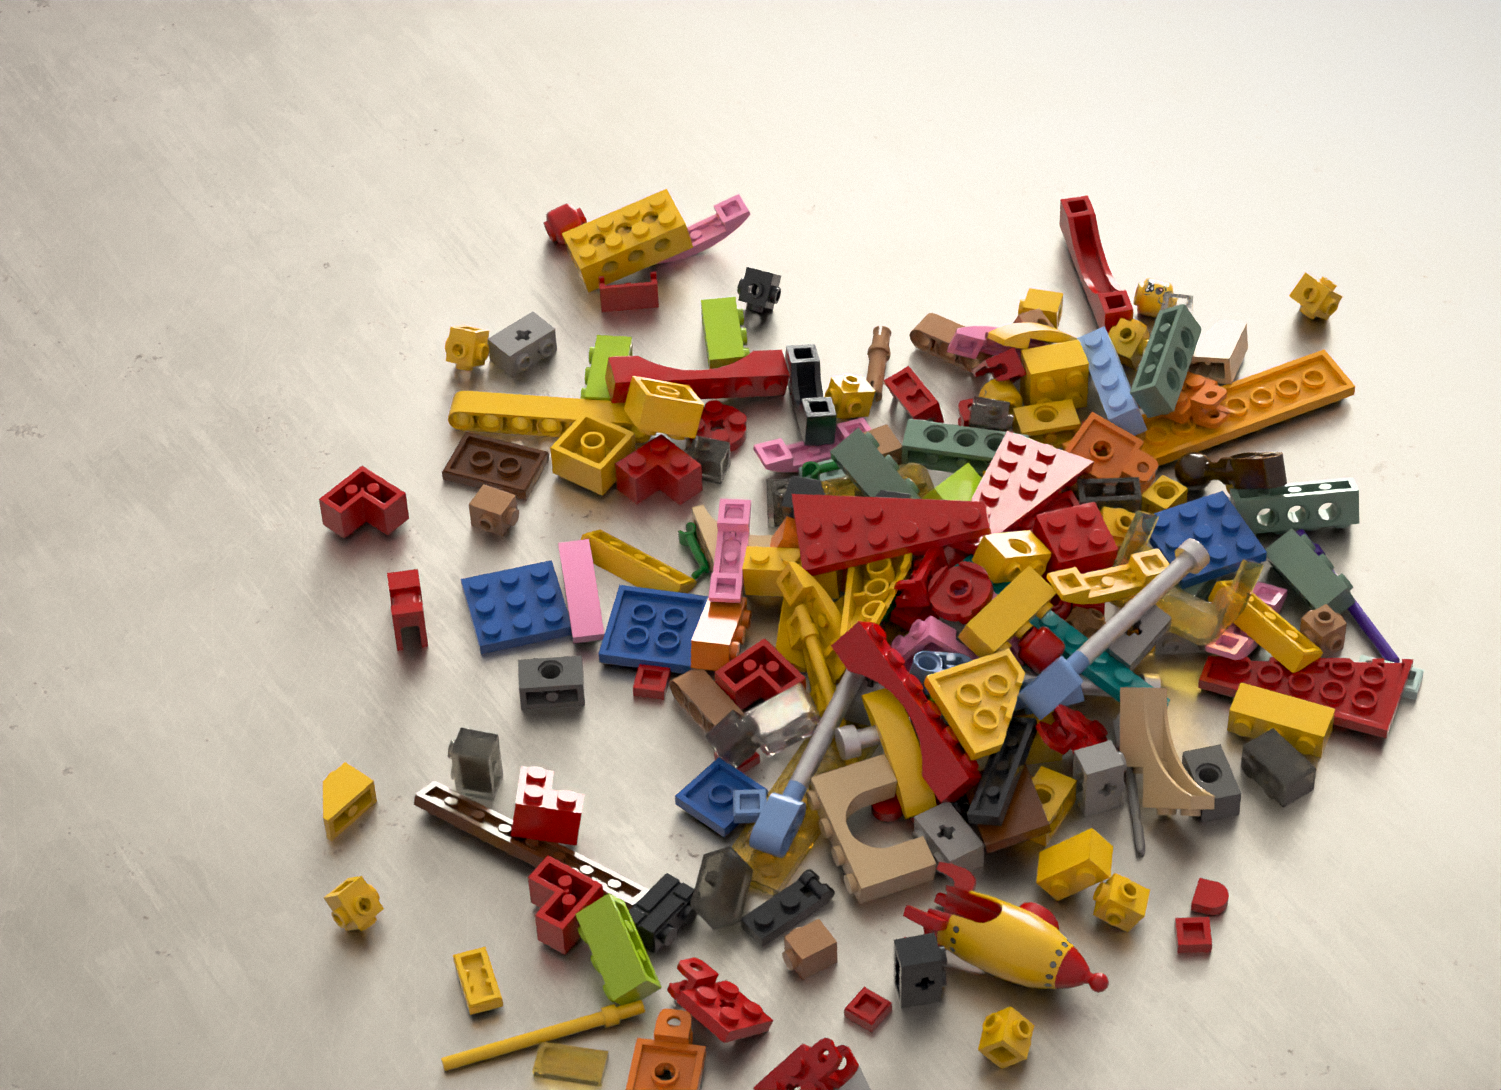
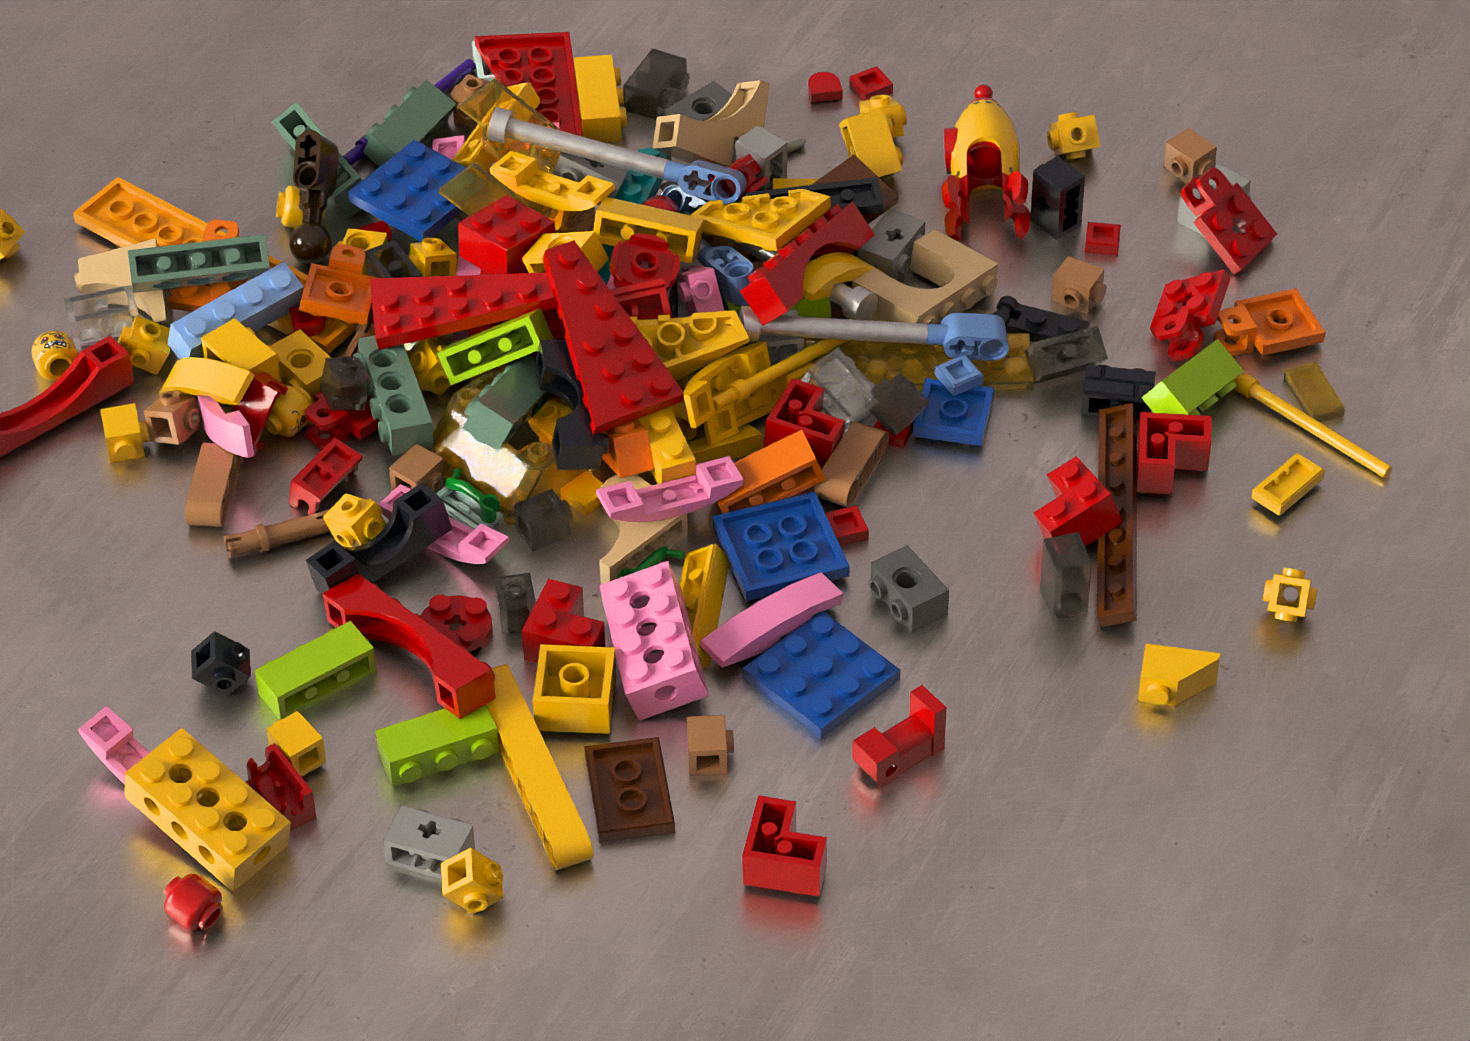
camera: 120 degrees left, 0 degrees up
(581, 506) = (663, 678): none -> bright pink brick
(657, 303) = (298, 742): none -> yellow brick
(663, 408) = (496, 624): yellow brick -> none

